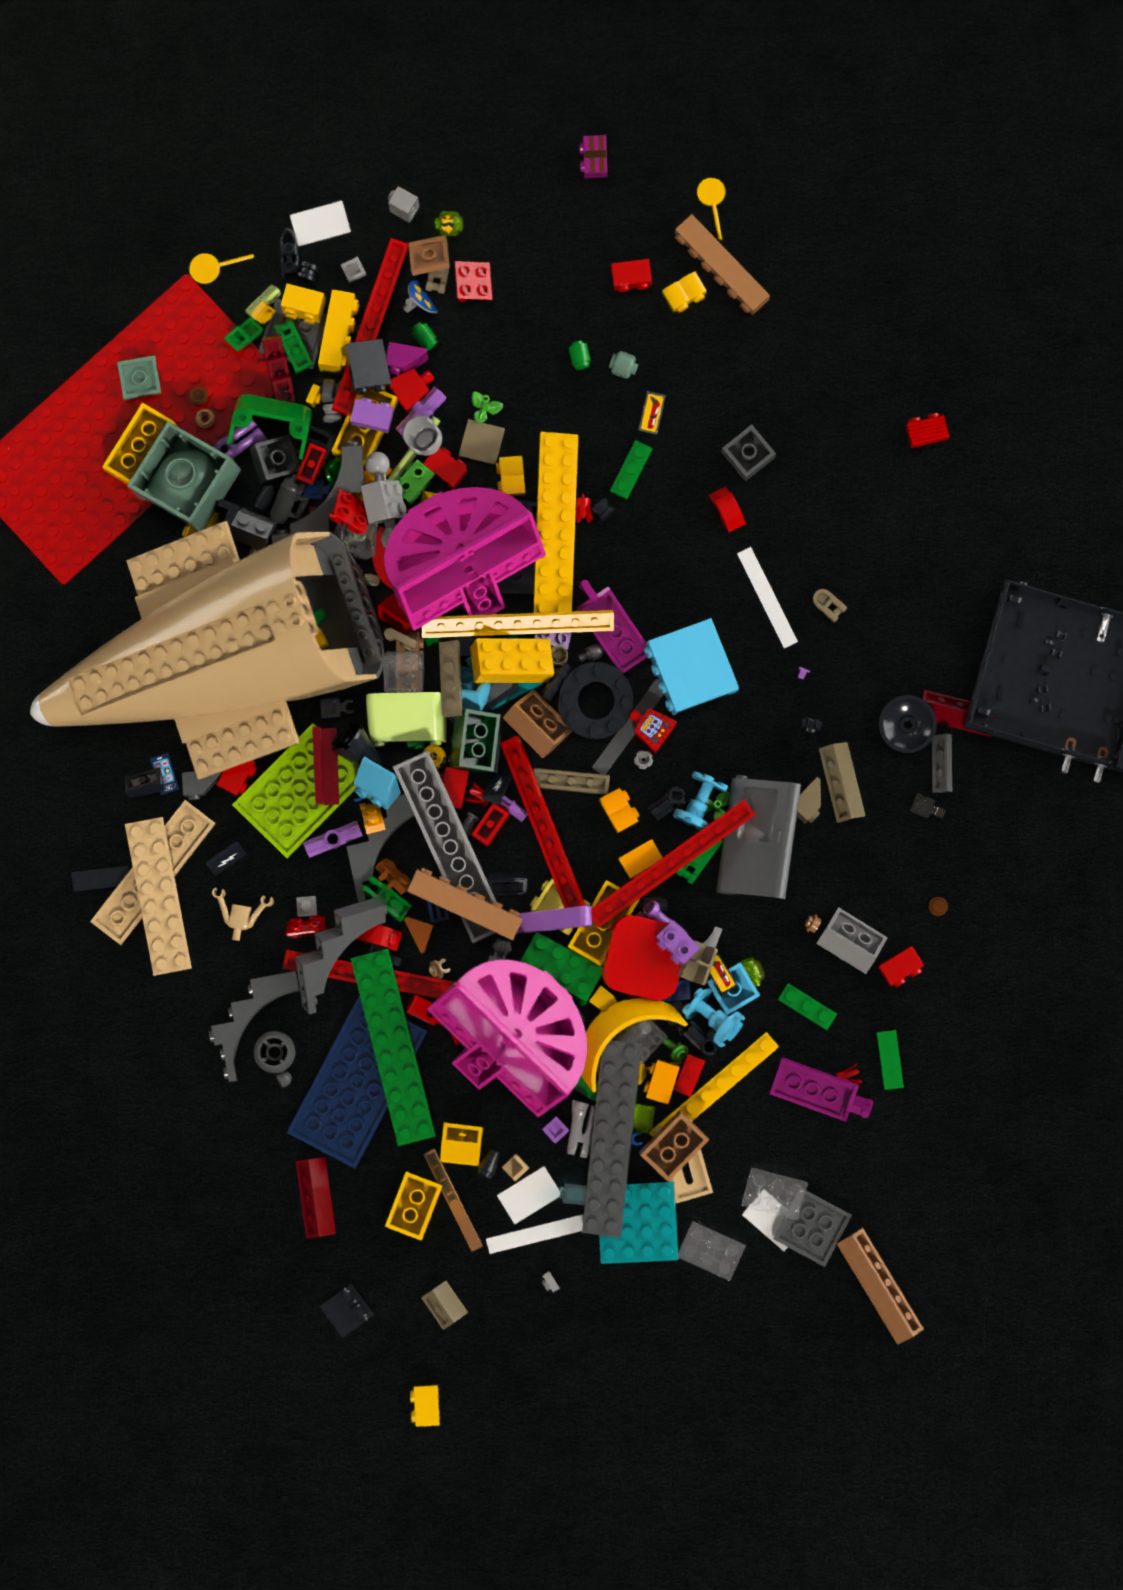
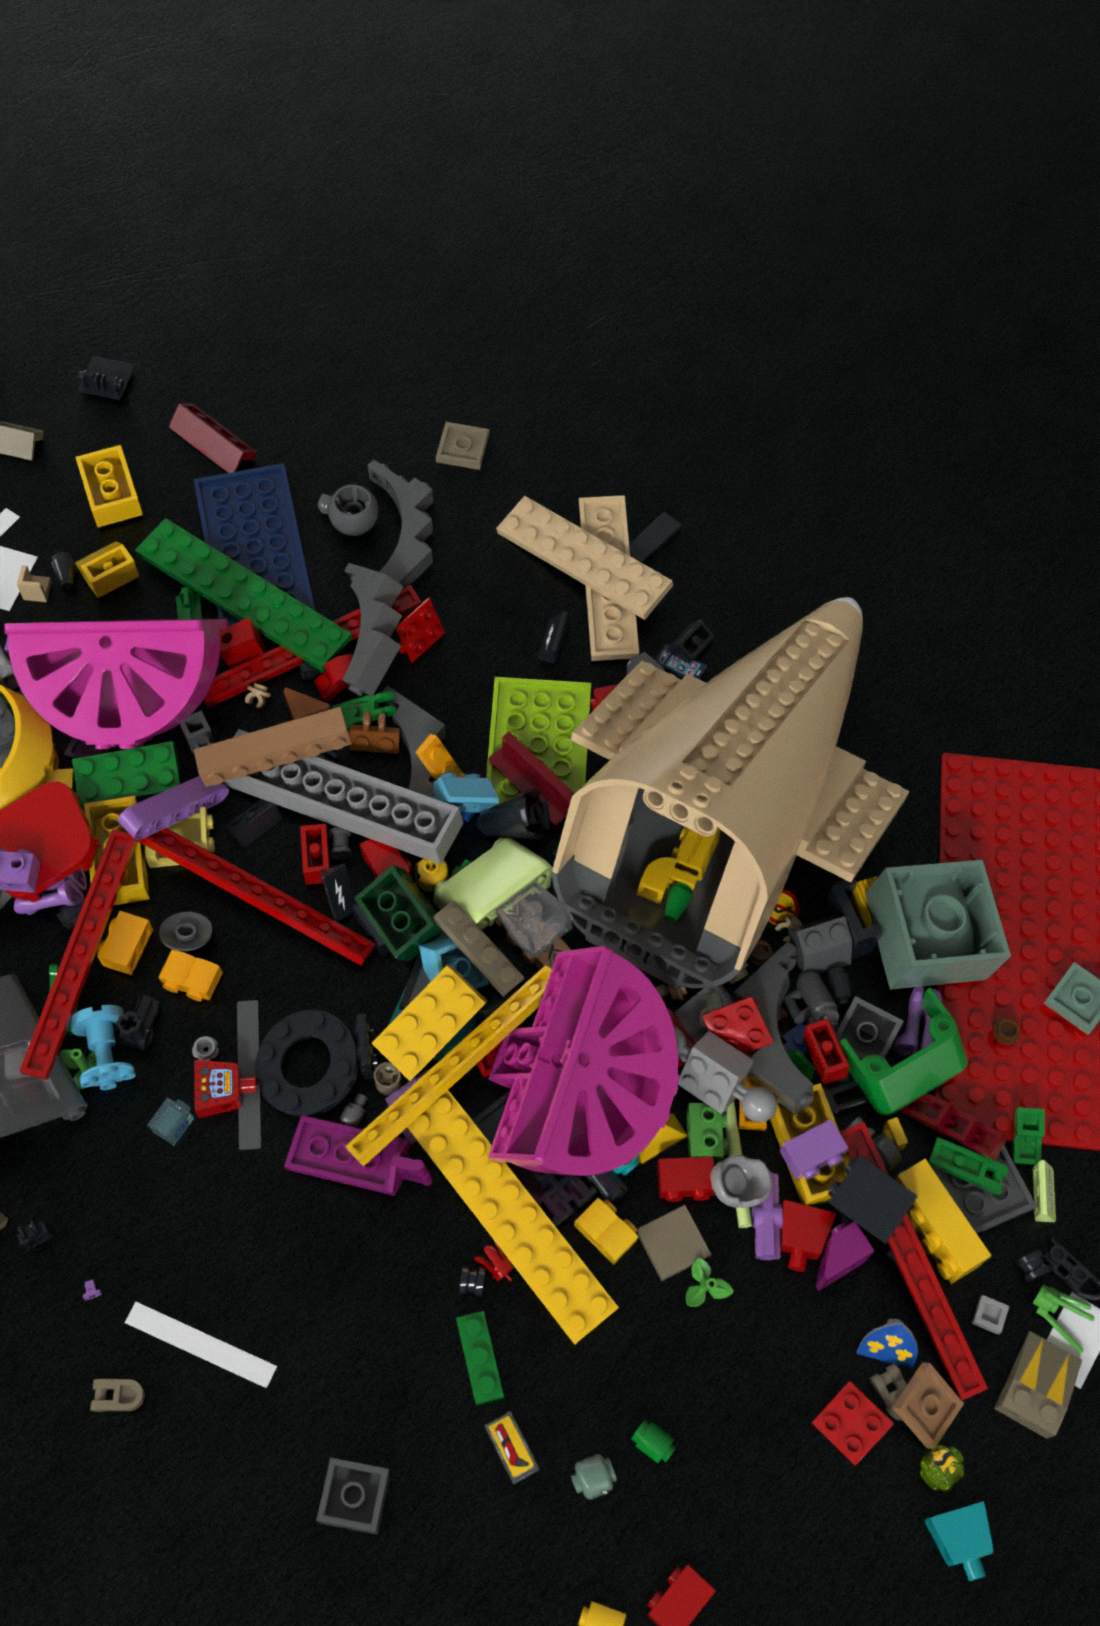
camera: 135 degrees right, 20 degrees down
(135, 443) = (1021, 928): yellow brick -> none
(156, 1054) = (462, 445): none -> dark tan tile
(204, 412) = (982, 1009): medium nougat plate -> none
(240, 915) = (495, 603): tan piece -> none
(263, 312) = (1034, 1173): yellow plate -> none
(303, 304) = (1005, 1213): yellow brick -> none
(306, 906) = (437, 656): light grey plate -> none
(316, 250) = (1050, 1299): none -> bright green plant
(320, 844) = (471, 716): medium lavender piece -> none
(362, 218) = (1039, 1386): none -> dark tan slope
(403, 204) = (1014, 1439): light grey brick -> none
(406, 642) = (581, 941): dark tan plate -> none
(424, 336) = (844, 1306): green brick -> none
(435, 1065) = (188, 605): none -> green hinge
(453, 1200) = (77, 522): medium nougat sticker -> none
(469, 187) = (963, 1538): none -> teal torso
(478, 792) = (355, 873): red piece -> none
(513, 808) = (307, 892): medium lavender axle -> none
(537, 723) = (351, 991): medium nougat slope -> none
(572, 781) = (267, 968): dark tan tile -> none
(593, 842) = (185, 931): none -> dark grey dish
(691, 666) = (224, 1183): medium azure panel -> none
(693, 730) = (171, 1120): none -> clear light blue brick
(727, 508) = (327, 1405): red brick -> none

